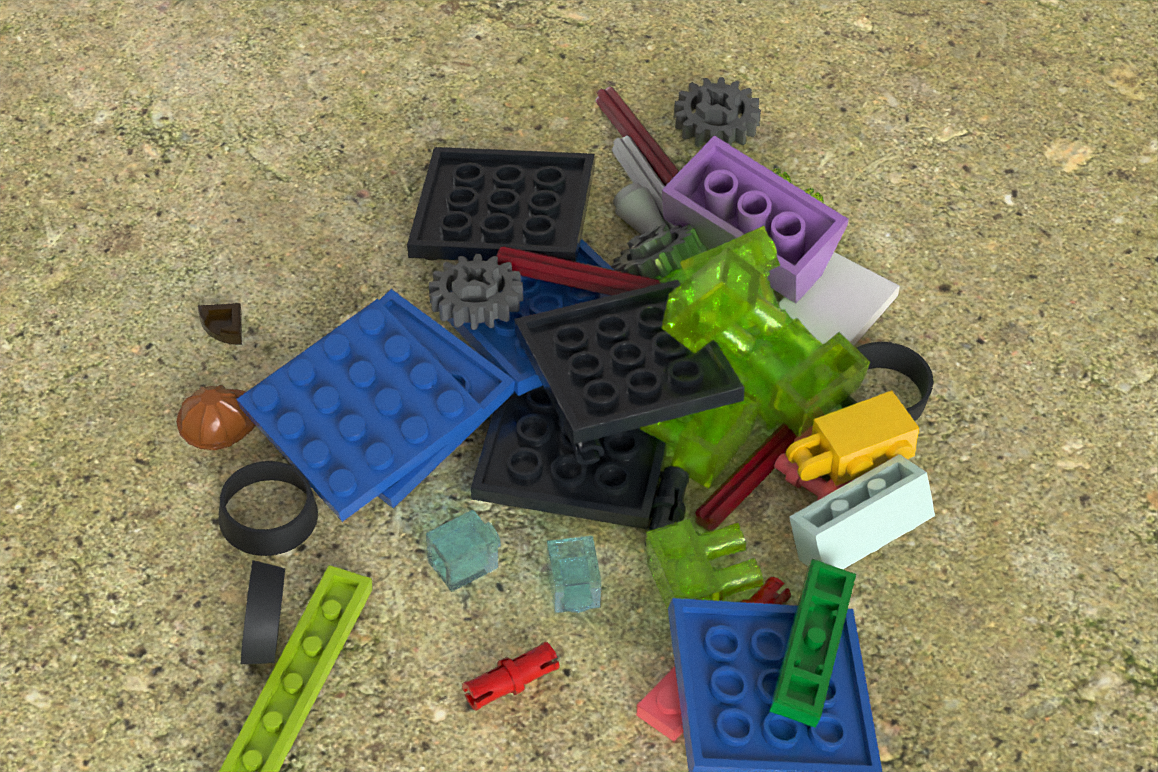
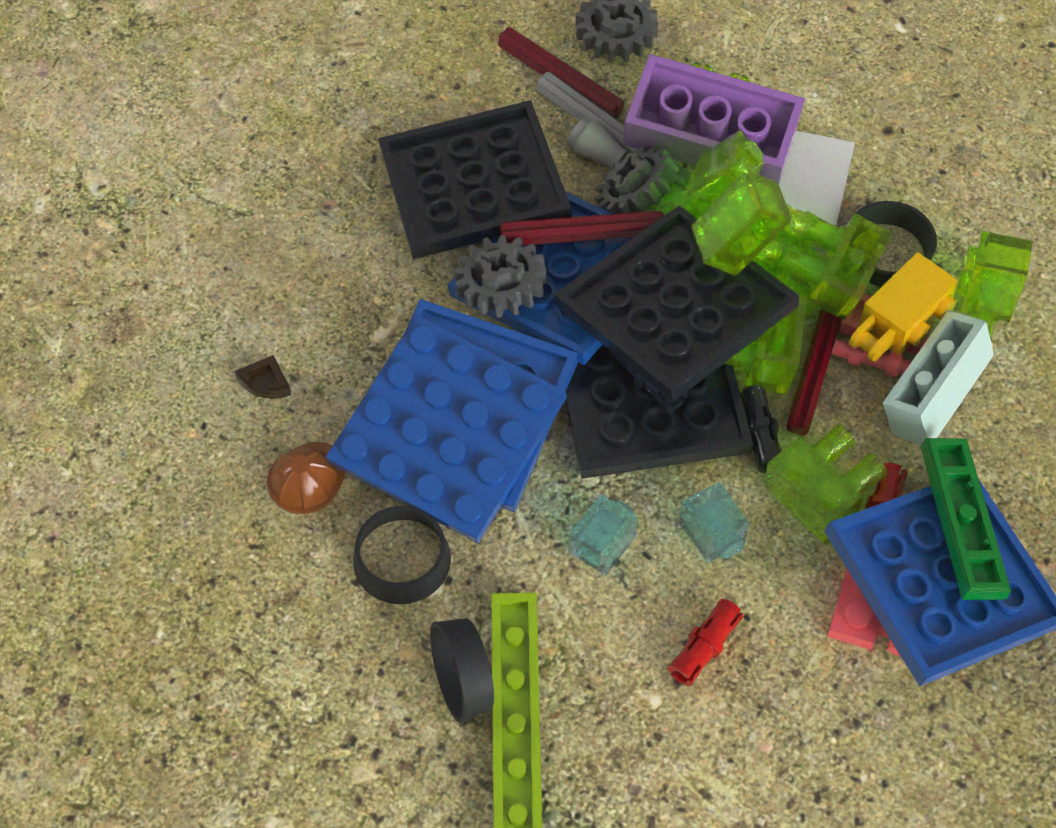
camera: 20 degrees left, 10 degrees up
(965, 444) = (994, 277): none -> clear neon green brick

